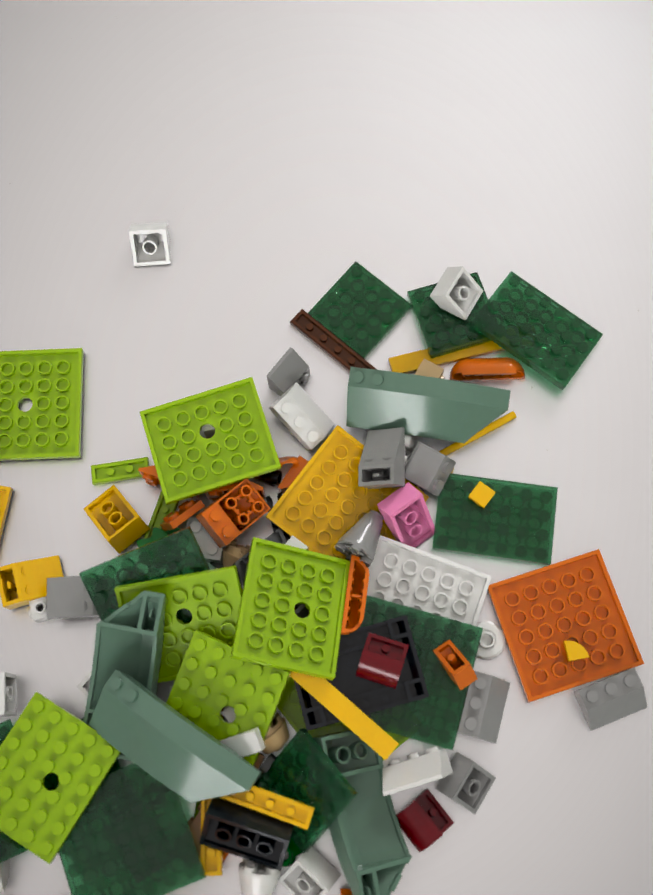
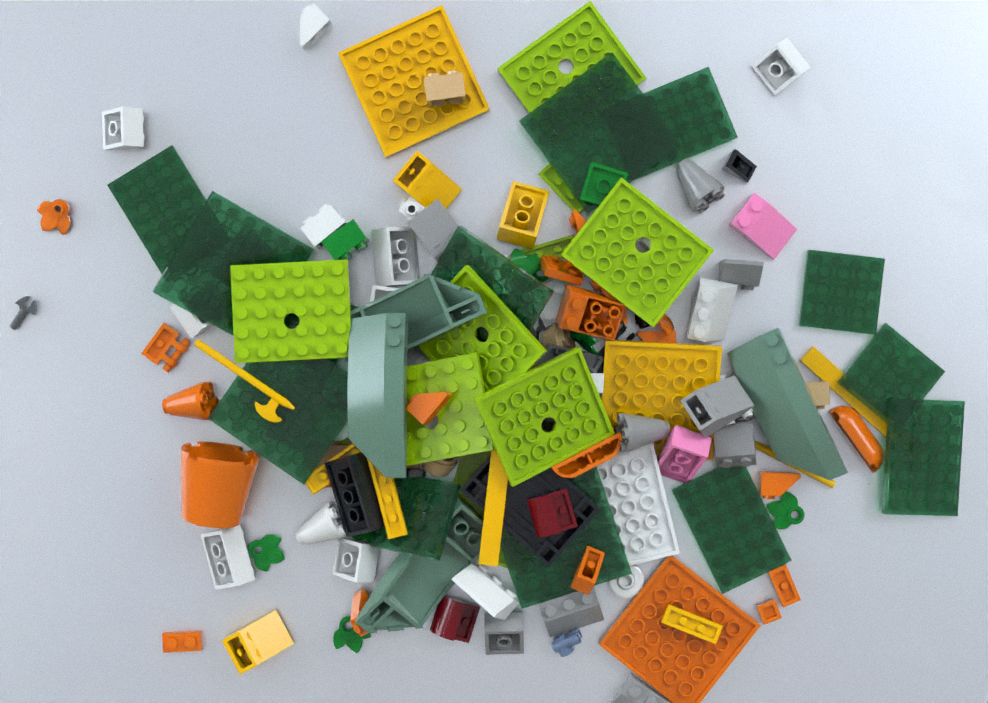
camera: 55 degrees right, 15 degrees up
(23, 682) = (346, 241): none -> green piece
(66, 650) = (395, 256): none -> white slope
(93, 411) = (599, 121): none -> clear green plate
(114, 865) = (266, 411): none -> yellow piece
(131, 355) = (693, 114): none -> clear green plate
(132, 435) = (600, 182): none -> green plate
(196, 362) = (699, 185): none -> light grey cone
(203, 323) = (739, 166): none -> black slope
(210, 705) = (427, 405): none -> orange slope
(246, 742) = (418, 450): white slope -> none
(252, 531) = (585, 341): none -> green plate
(263, 335) = (763, 226): none -> bright pink slope
(328, 342) = (793, 291): reddish brown tile -> none
(456, 292) = (911, 368): white slope -> none
(481, 494) = (743, 502): yellow tile -> none
(482, 459) = (775, 483): none -> orange slope
(509, 467) = (782, 511): none -> green plate
(509, 733) = (565, 643): none -> sand blue plate
(561, 606) = (691, 623): none -> yellow plate
(574, 650) = (662, 656): yellow tile -> none
(576, 508) = (784, 585): none -> orange plate
(591, 535) = (768, 611): none -> orange plate

